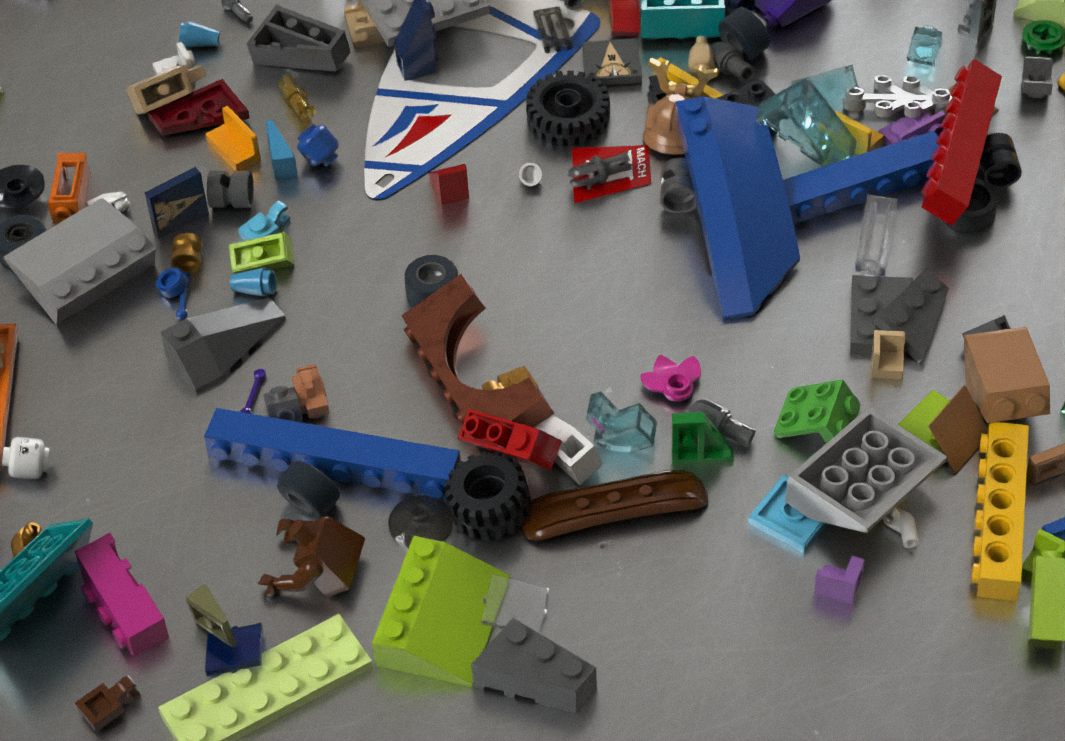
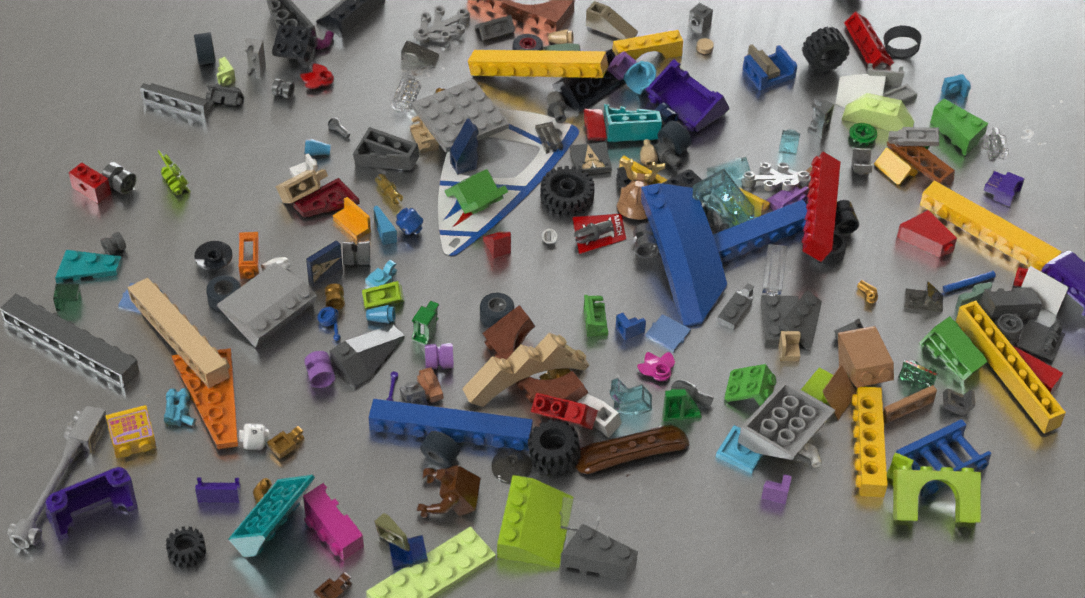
camera: 10 degrees left, 0 degrees up
(73, 470) = (285, 443): none -> pearl gold plate
(144, 360) = (319, 369): none -> medium lavender wheel
(317, 296) = (425, 323): none -> green piece
(330, 348) = (439, 356): none -> medium lavender wheel
(426, 105) = (476, 192): none -> bright green bracket
(456, 360) = (522, 363): none -> tan arch
(584, 297) = (595, 316): none -> bright green hinge
(636, 317) = (631, 327): none -> blue panel
(697, 327) = (668, 332): none -> medium blue piece
(791, 158) = (715, 221): none -> light grey hinge
(811, 292) = (736, 307): none -> dark grey hinge
(1029, 275) = (870, 291): none -> pearl gold arm

